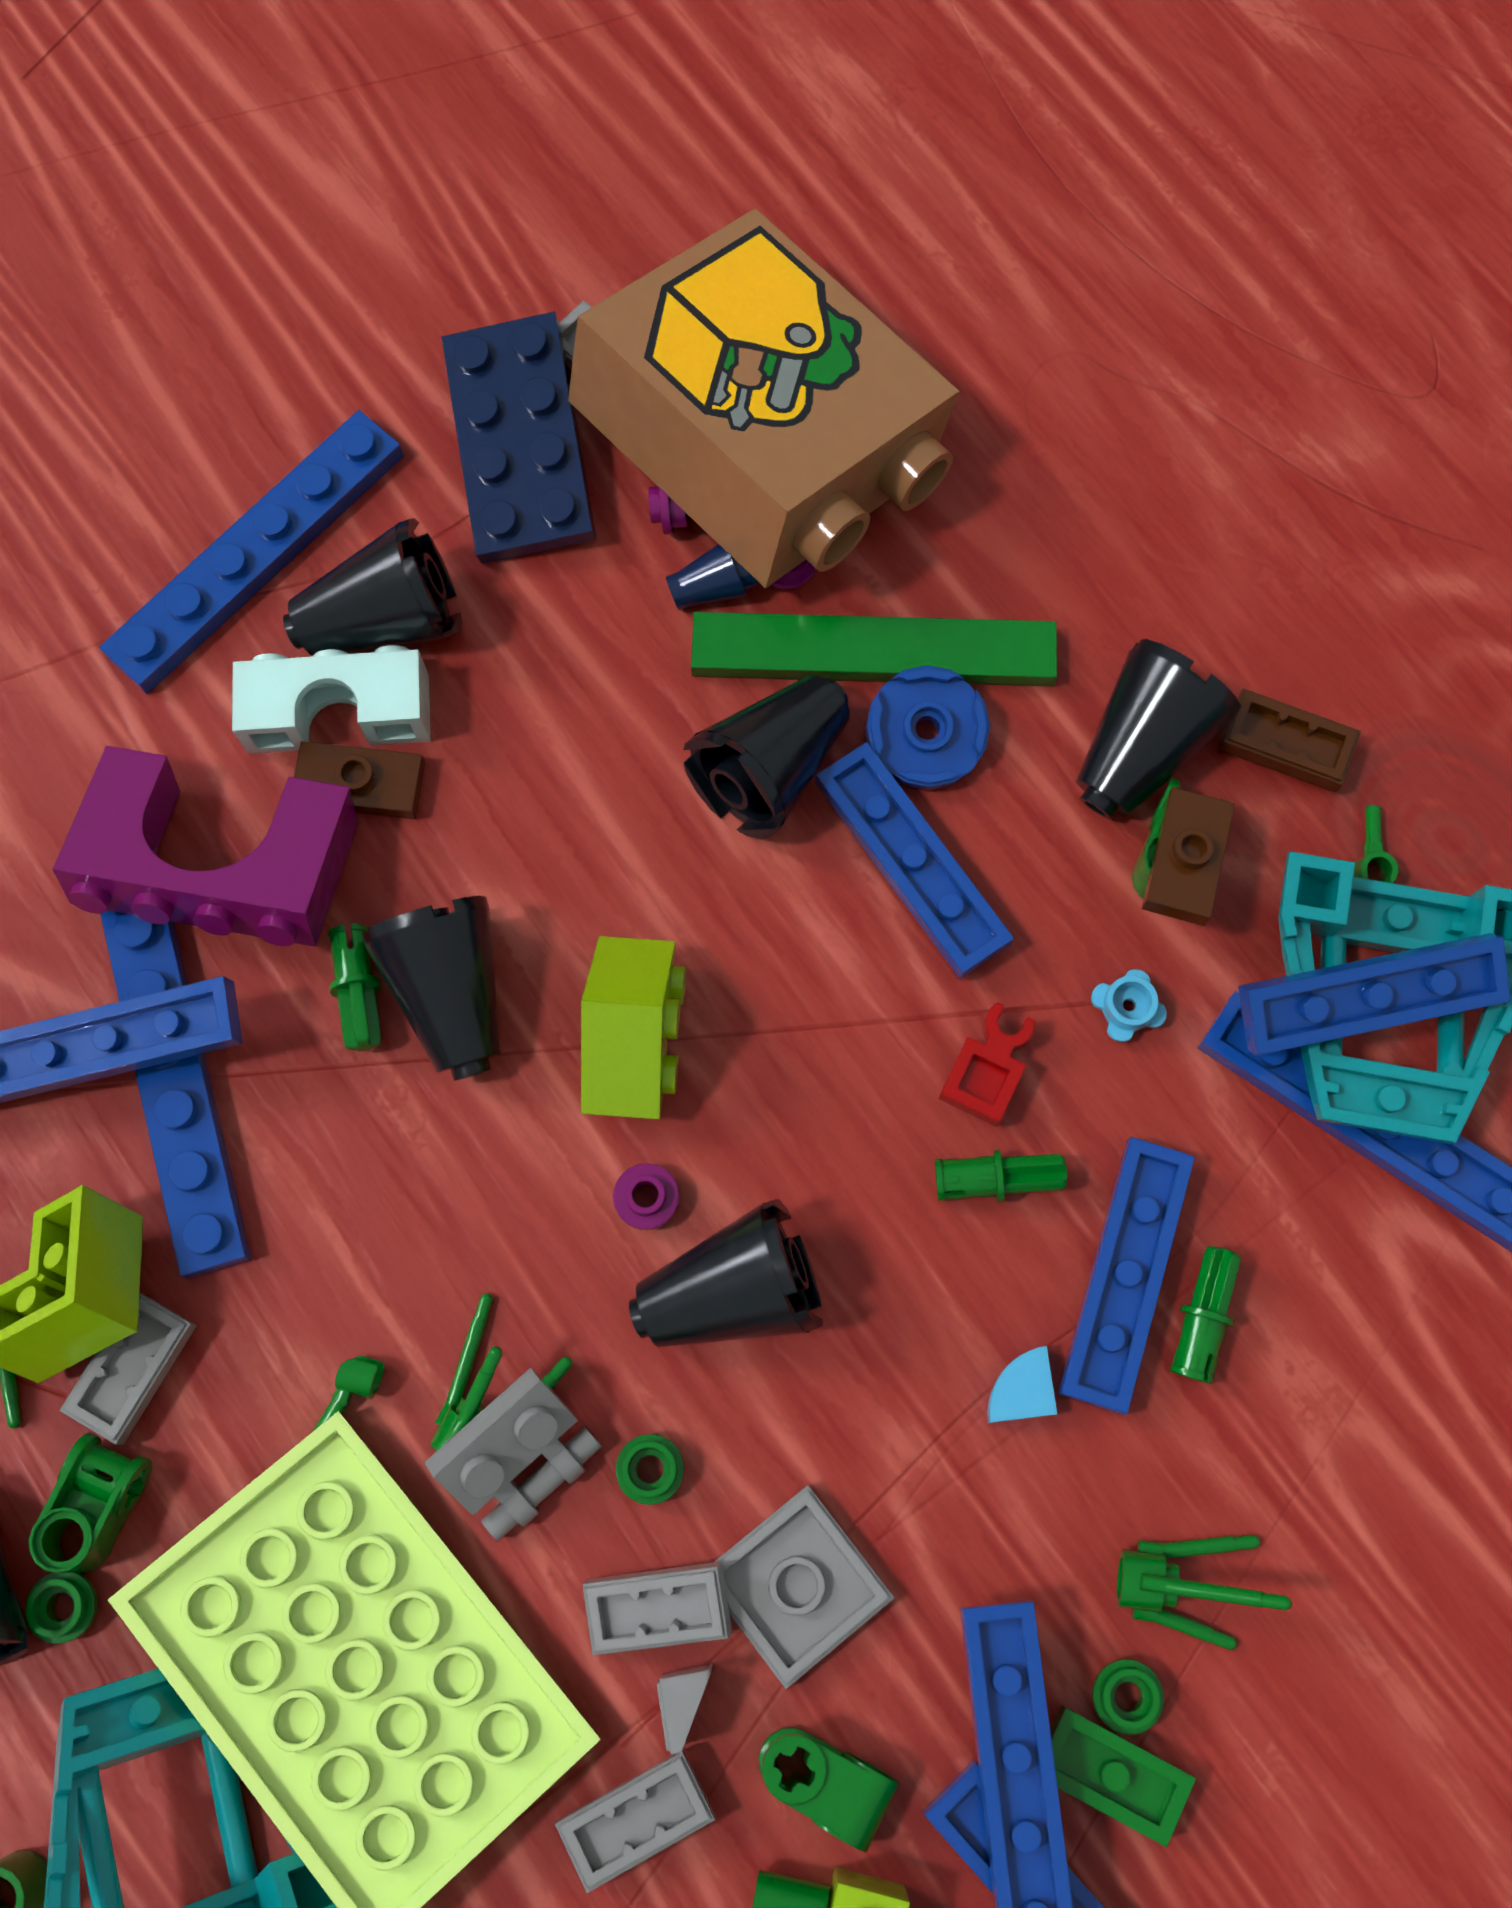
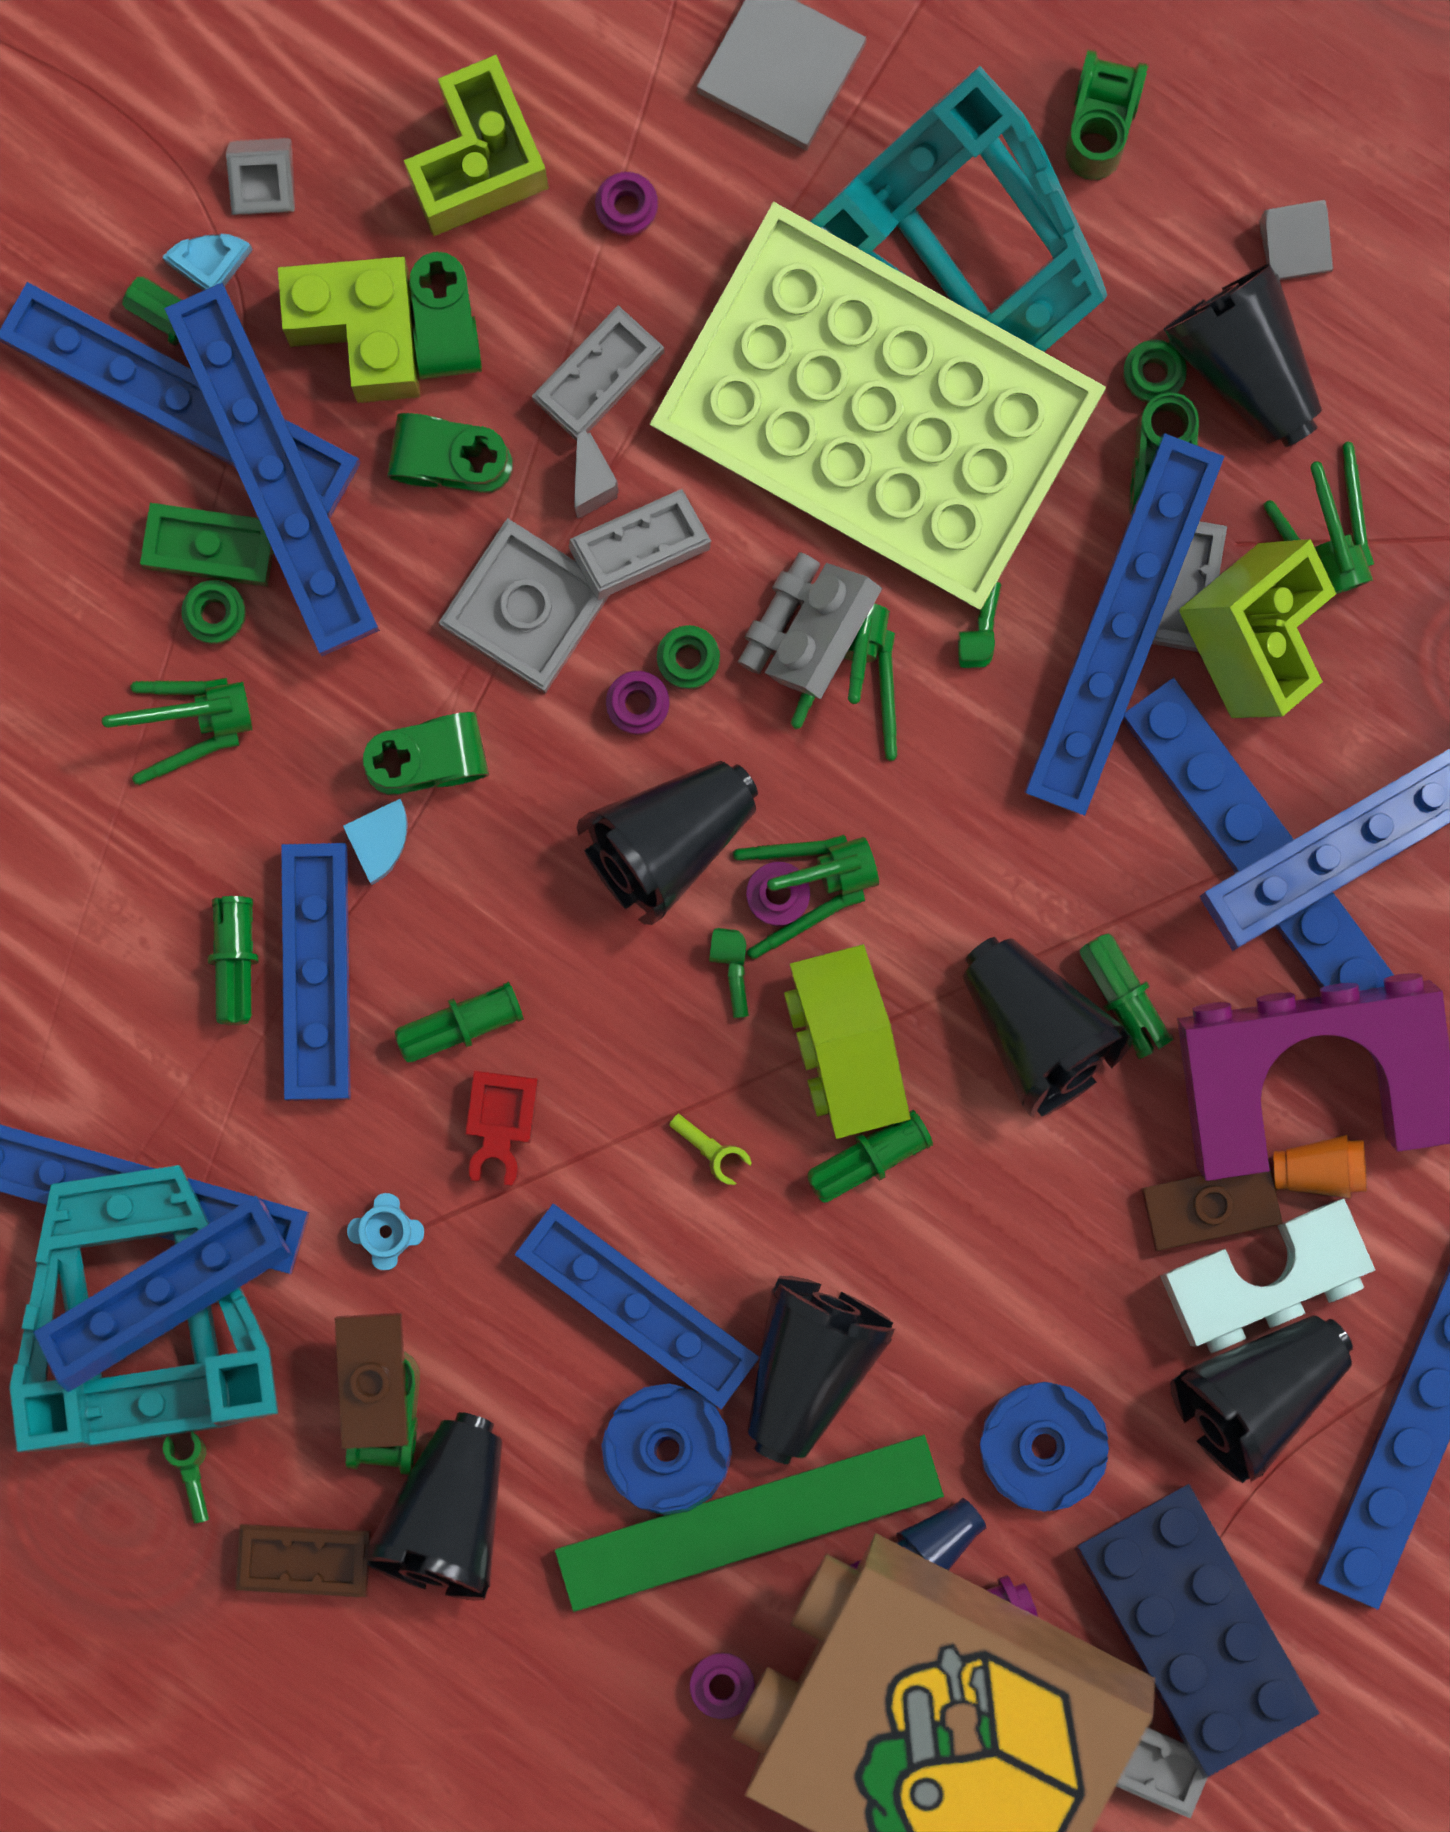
camera: 160 degrees right, 10 degrees up
(193, 1347) = (1124, 624): none -> blue plate
(240, 774) = (1323, 1167): none -> orange cone
(575, 1195) = (843, 868): none -> green plant
(585, 598) = (1078, 1453): none -> blue plate
(652, 919) = (869, 1157): none -> green axle
(695, 1439) = (632, 683): none -> magenta plate
(711, 1160) = (729, 948): none -> green hand
(791, 975) = (708, 1147): none -> lime hand
(936, 1456) = (440, 752): none -> green piece
(939, 539) = (721, 1664): none -> magenta plate

